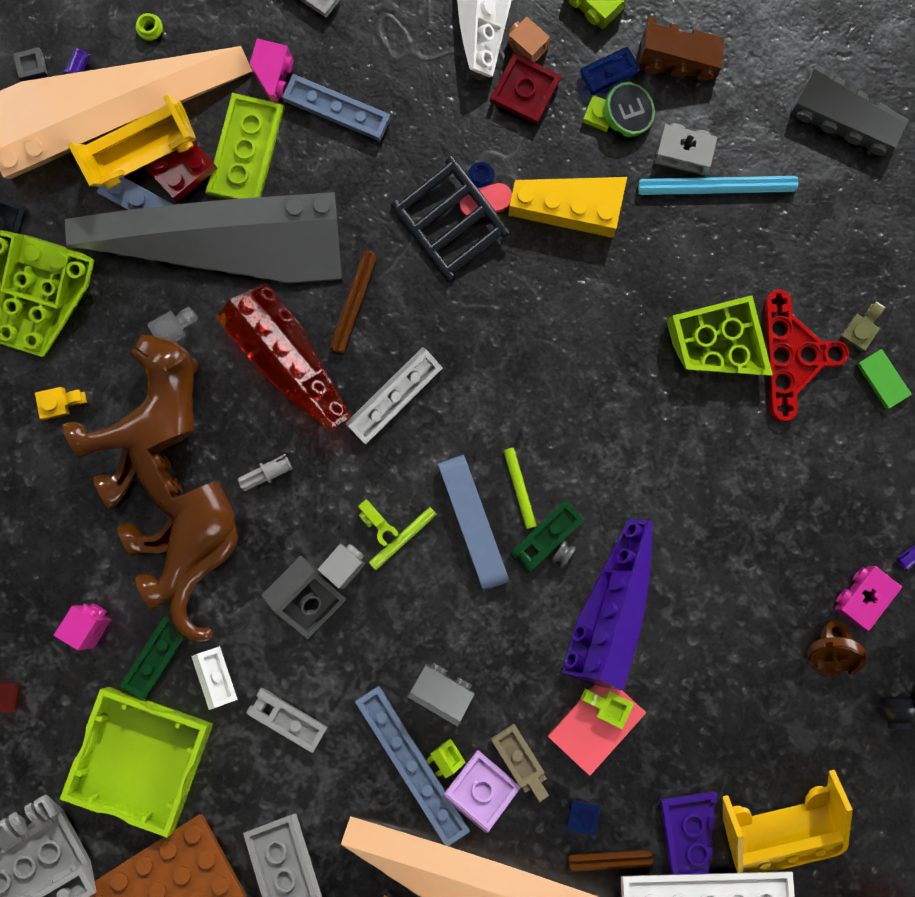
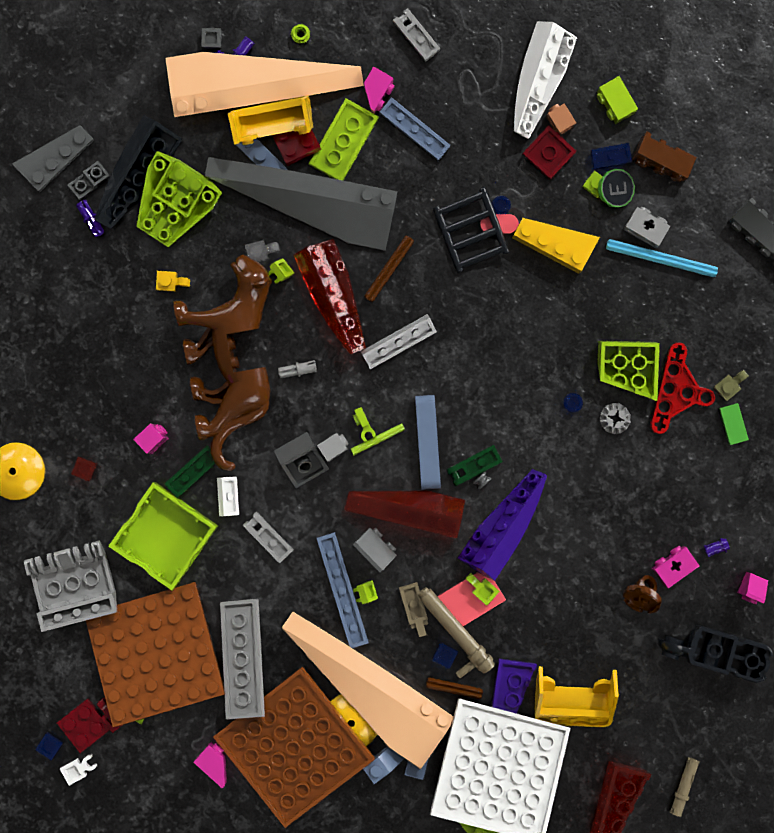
camera: 15 degrees right, 5 degrees up
(205, 343) = (281, 270): none -> lime tile
(478, 621) = (410, 508): none -> clear red wedge
(481, 791) = (383, 619): lavender plate -> none
(520, 488) = (465, 427): lime bar -> none
(624, 800) = (475, 652): none -> dark tan cylinder
(656, 411) = (573, 402): none -> clear blue plate
(712, 426) = (607, 423): none -> light grey gear

